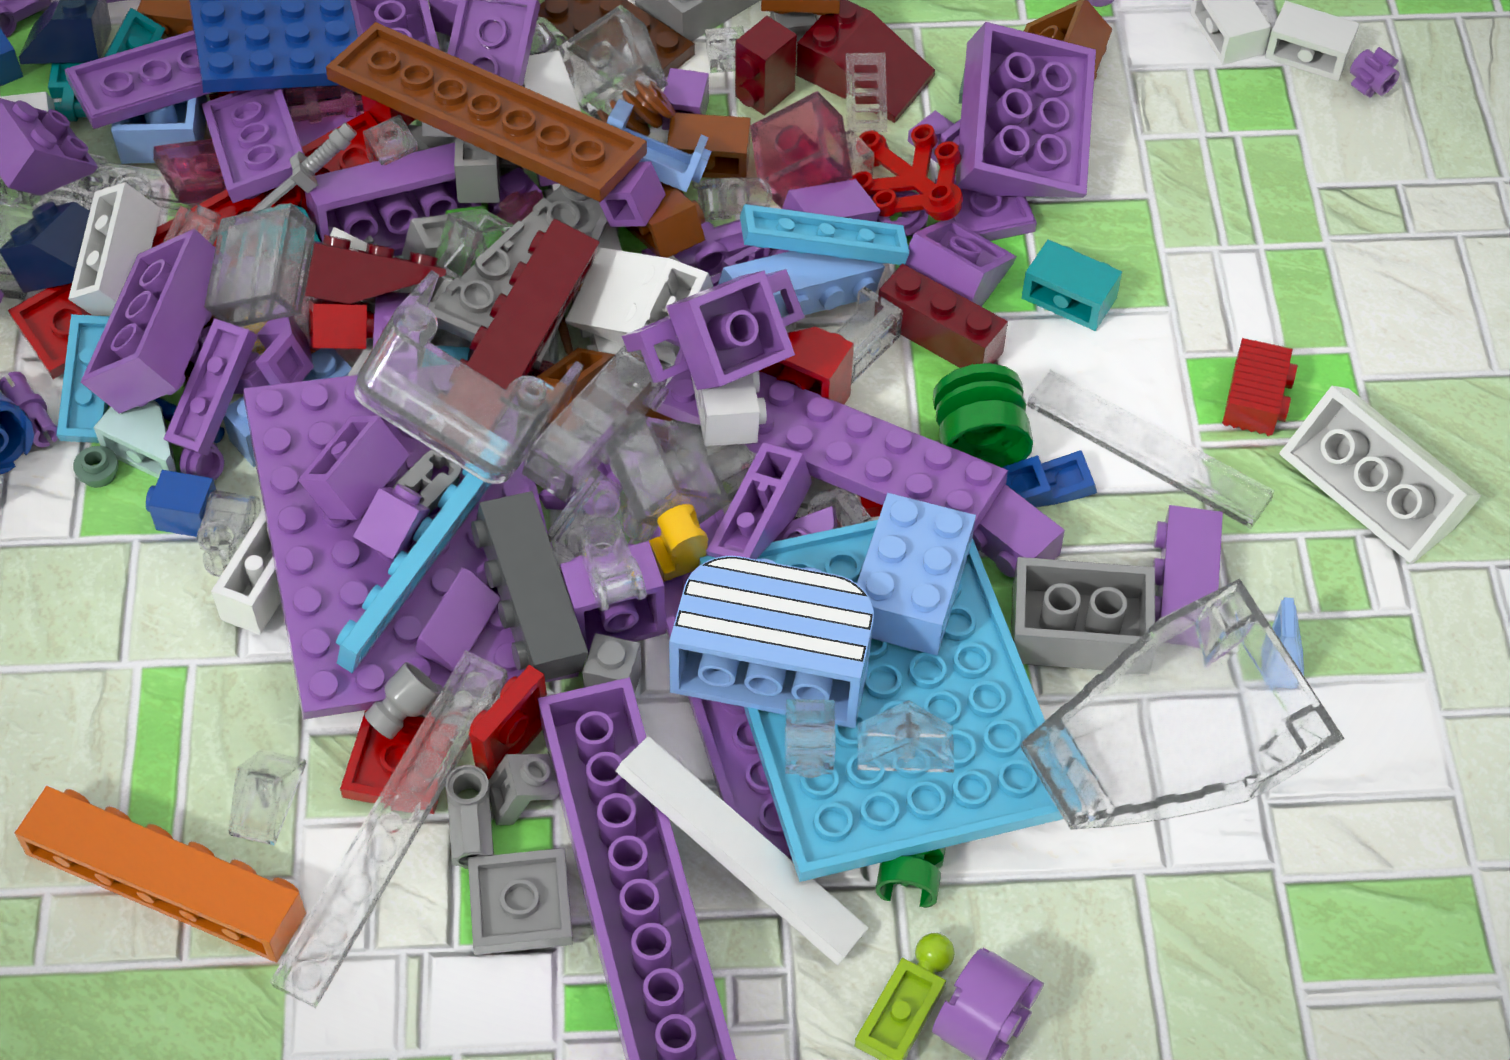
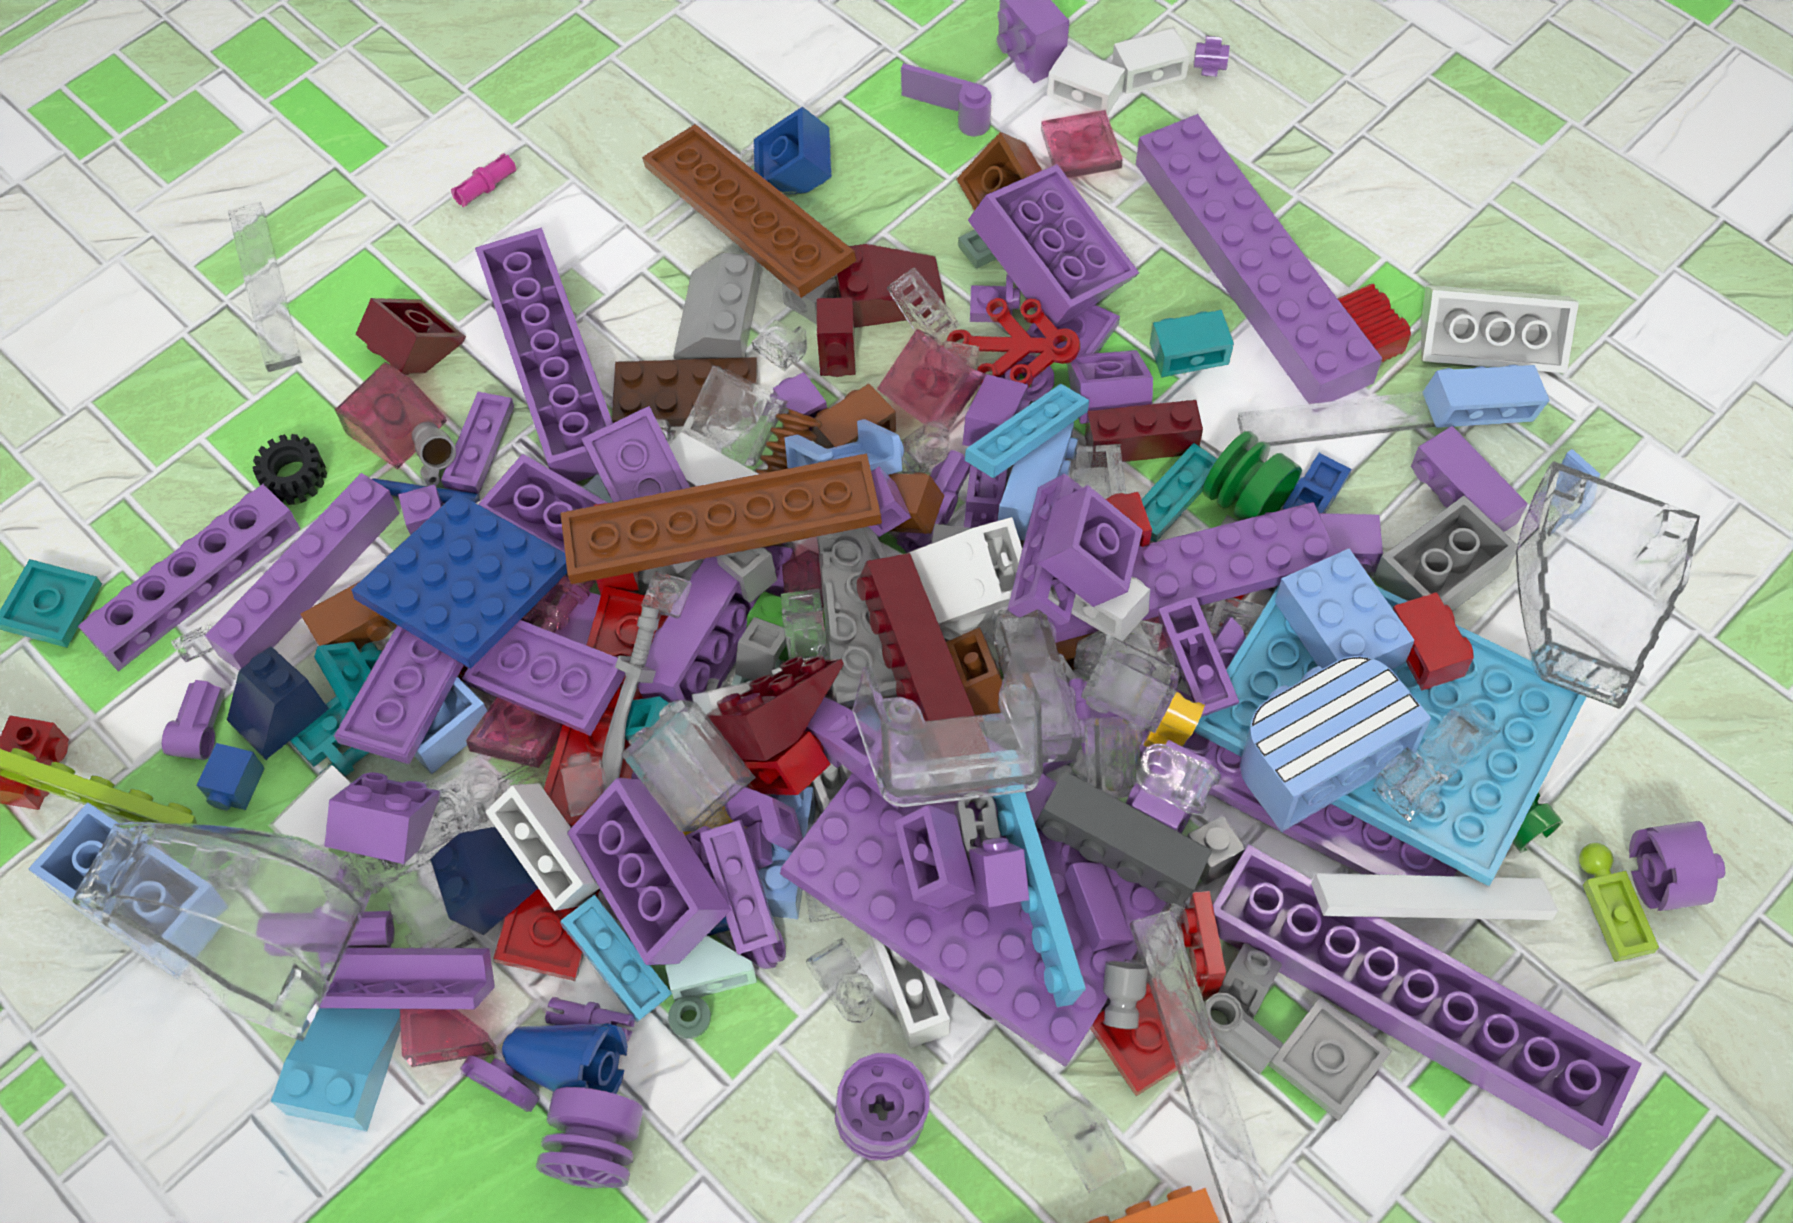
camera: 40 degrees left, 5 degrees up
(139, 629) = (900, 1090): none -> medium lavender wheel
(179, 502) = (791, 989): blue brick -> none
(899, 388) = (1177, 489): none -> teal plate
(970, 648) = (1438, 648): none -> red brick
(1166, 66) = (1082, 143): none -> clear pink plate
(1210, 264) = (1257, 262): none -> medium lavender brick
(1291, 515) = (1485, 395): none -> light blue brick

